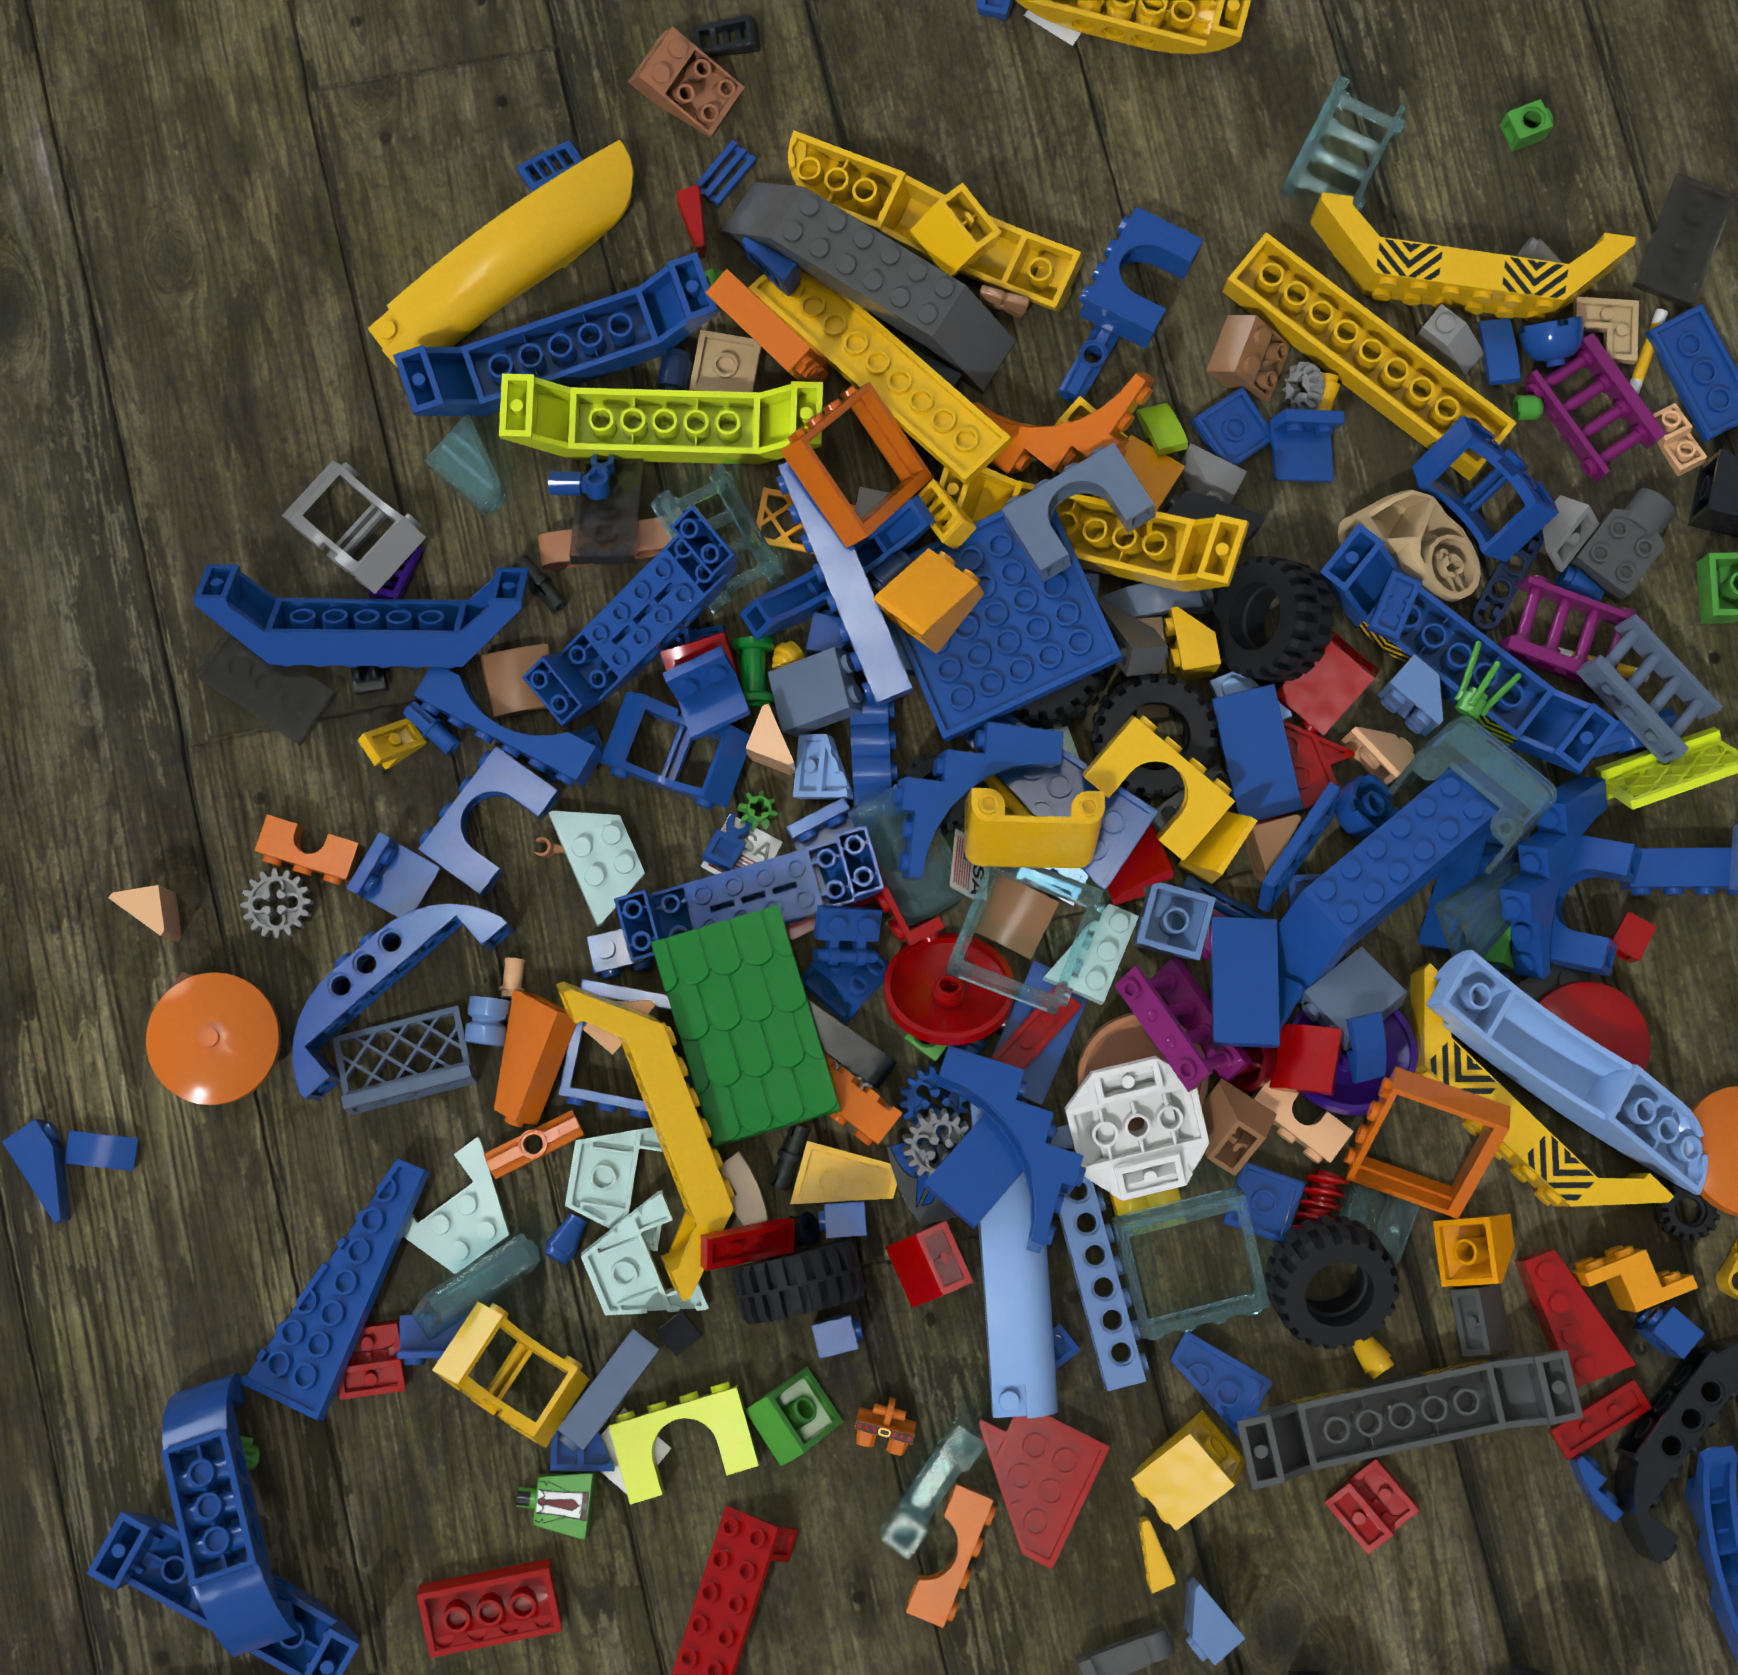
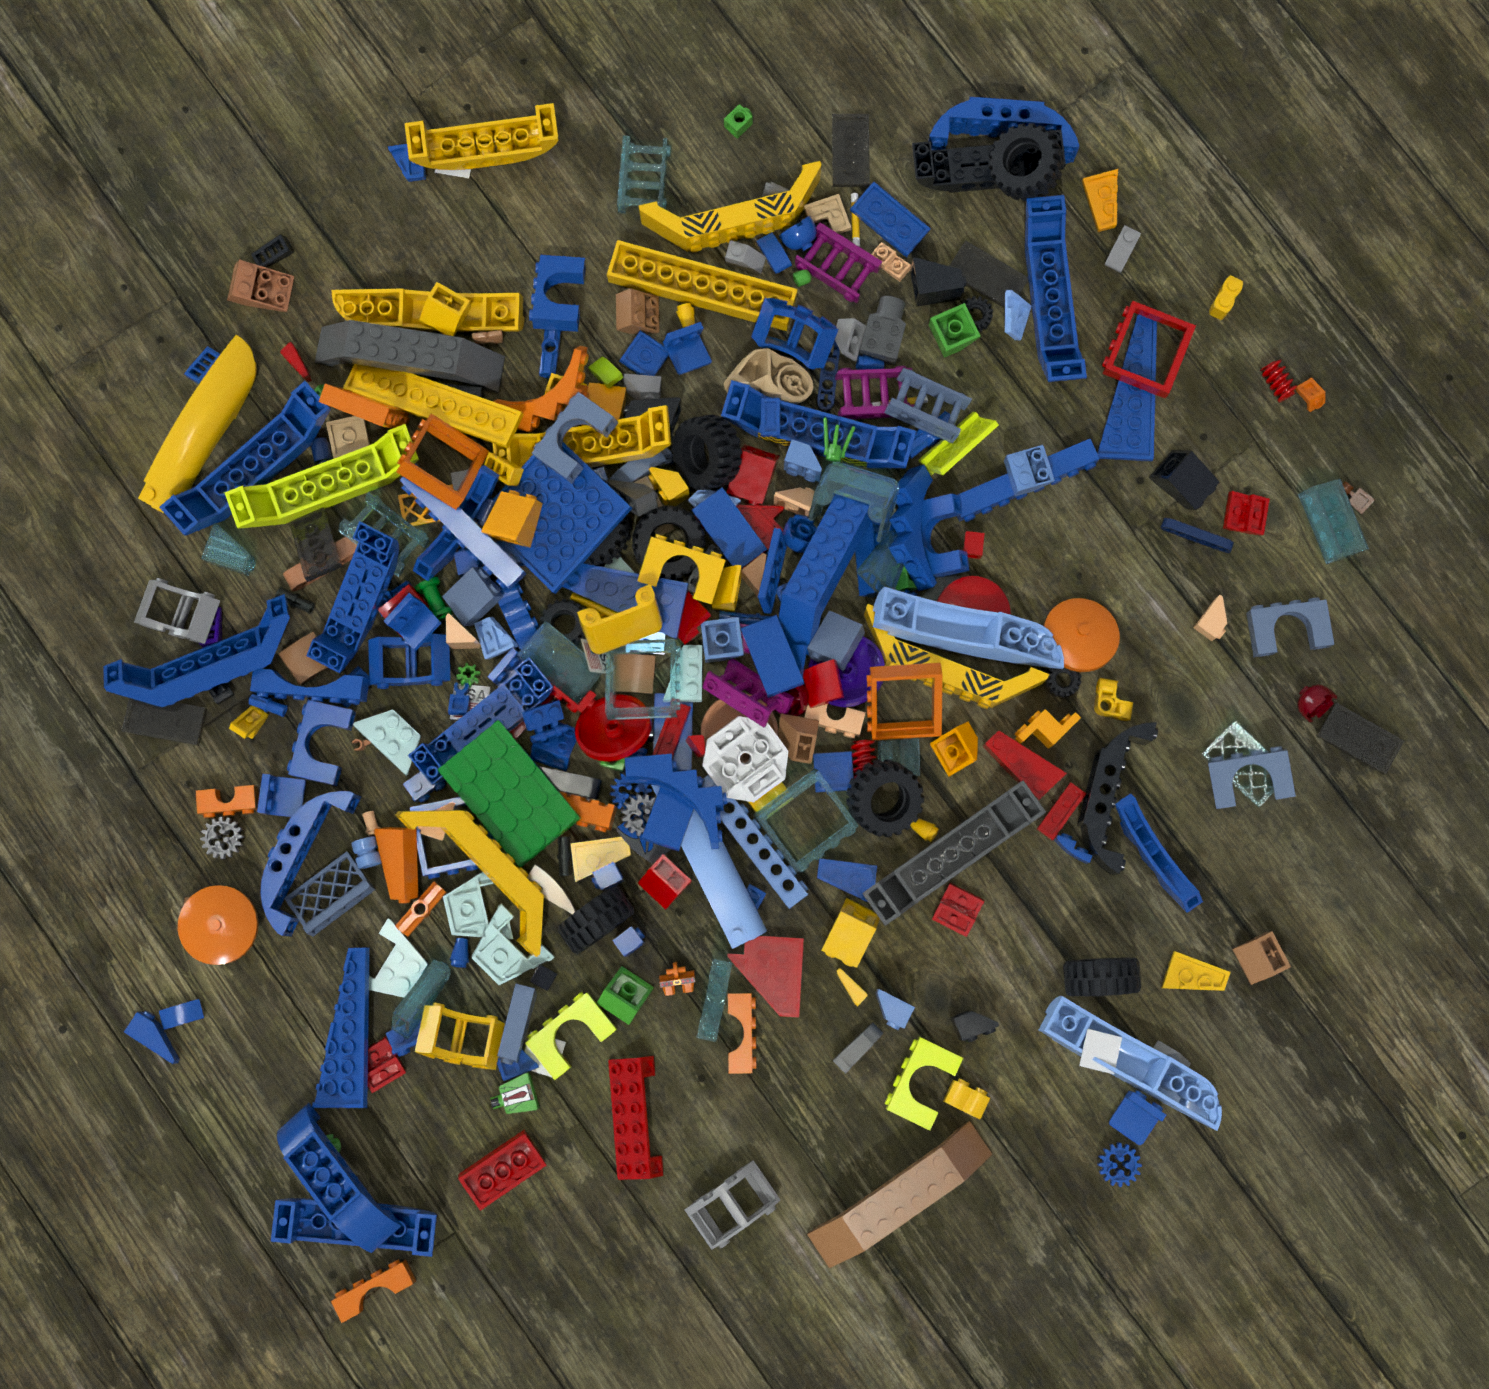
camera: 20 degrees left, 0 degrees up
(153, 907) = (153, 867): light nougat slope -> none
(594, 483) = (292, 536): blue bar -> none
(741, 153) = (307, 314): blue tile -> none
(747, 1243) = (558, 911): red plate -> none
(773, 265) = (351, 369): blue slope -> none
(786, 654) = (448, 581): yellow plate -> none
(806, 1229) = (586, 893): black wheel -> none
(928, 801) = (557, 630): blue arch -> none
(1069, 1072) = (697, 744): none -> red slope
(1311, 380) = (677, 312): light grey gear -> none
(1368, 1046) = (852, 662): blue slope -> none
(1480, 1320) = (976, 785): dark grey panel -> none
(1667, 1330) = (1076, 747): blue brick -> none

